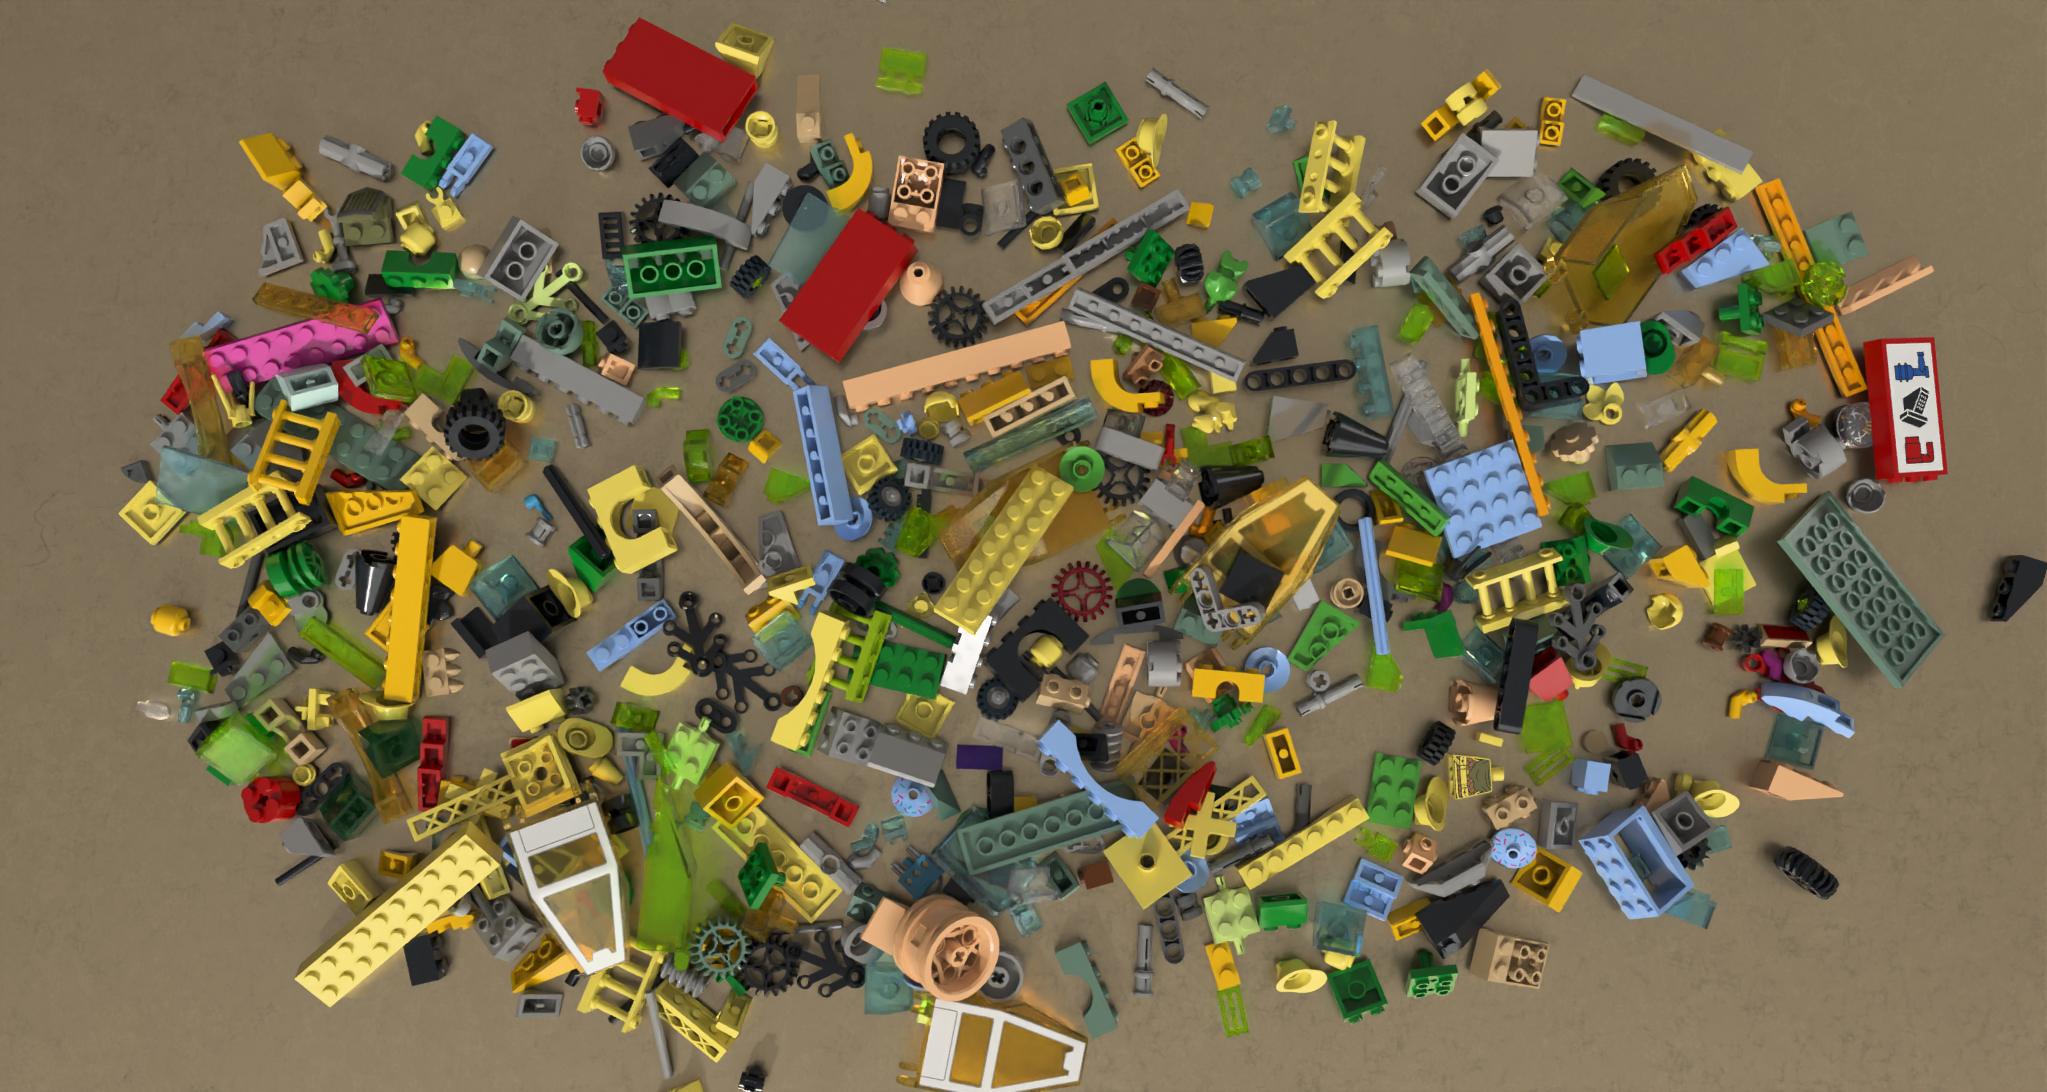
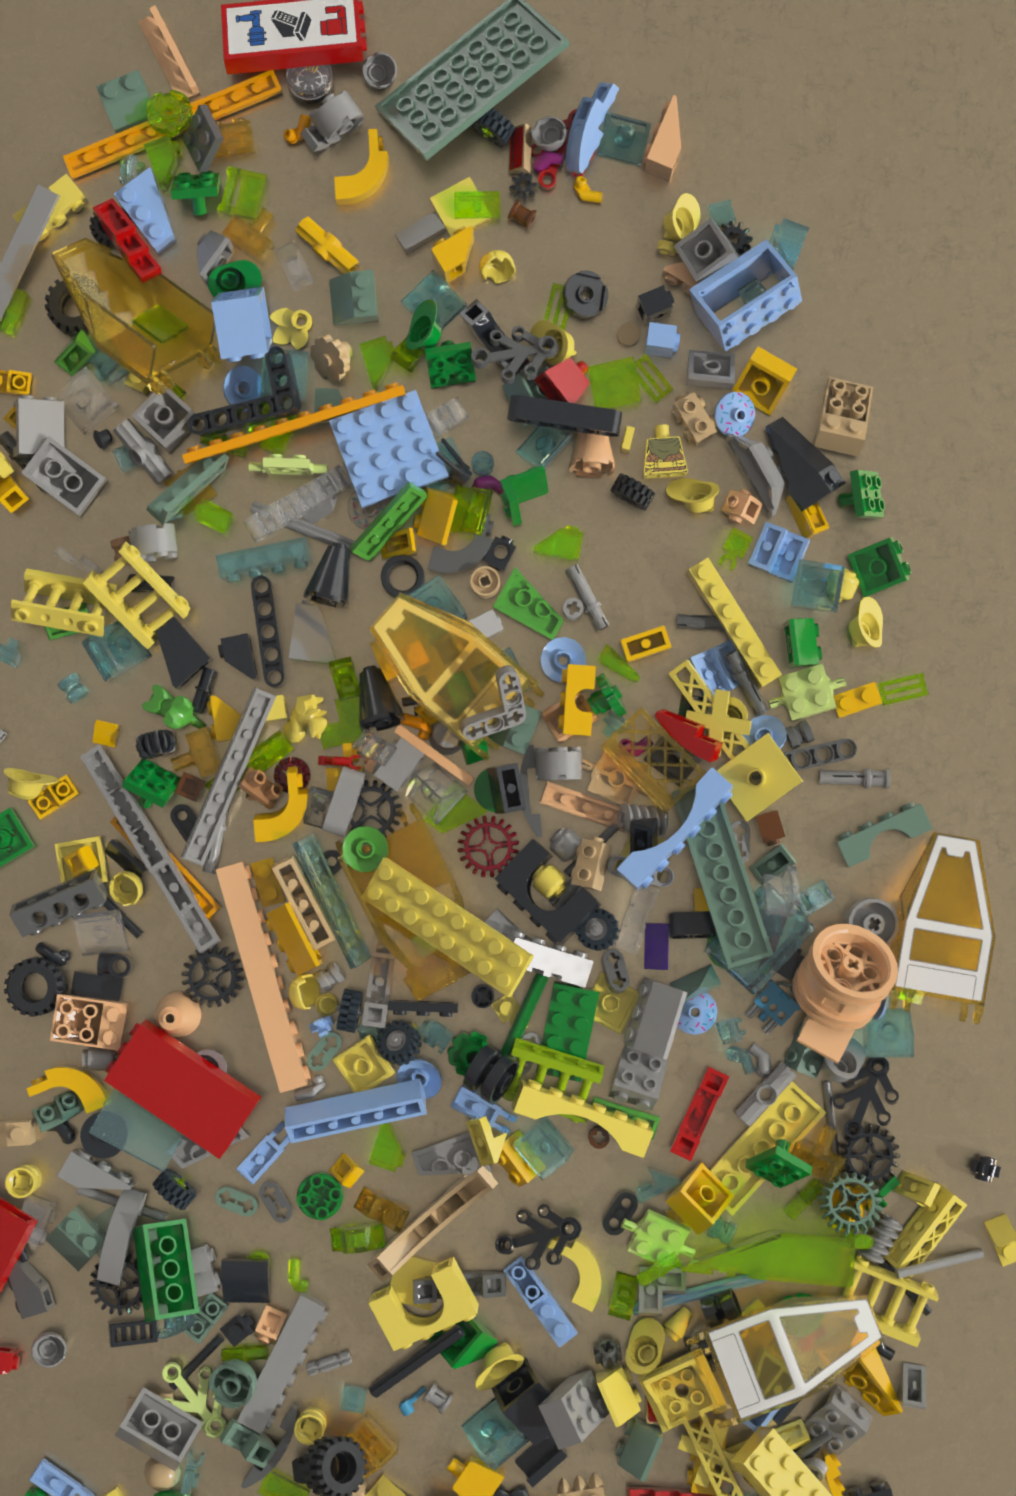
camera: 90 degrees left, 0 degrees up
(485, 729) = (639, 1447): none -> sand green slope
(673, 162) = (57, 1271): black slope -> none
(741, 678) = (582, 1188): black plant -> none
(919, 532) = (431, 1012): clear neon green wing -> none
(954, 710) = (620, 970): none -> dark grey beam
(1122, 344) = (238, 809): clear neon green plate -> none
(1251, 580) = (474, 678): black slope -> none
(1340, 476) = (368, 588): bright green slope -> none
(1374, 586) = (477, 555): light blue axle -> none
(1392, 790) = (680, 533): bright green plate -> none
(1532, 605) = (494, 397): light yellow fence -> none
(1626, 741) = (627, 304): red arm -> none
(1726, 545) = (431, 207): light yellow tile -> none
(1731, 513) = (397, 202): green arch -> none
(1806, 873) = (752, 128): black gear -> none
(1832, 646) = (528, 102): light yellow piece -> none

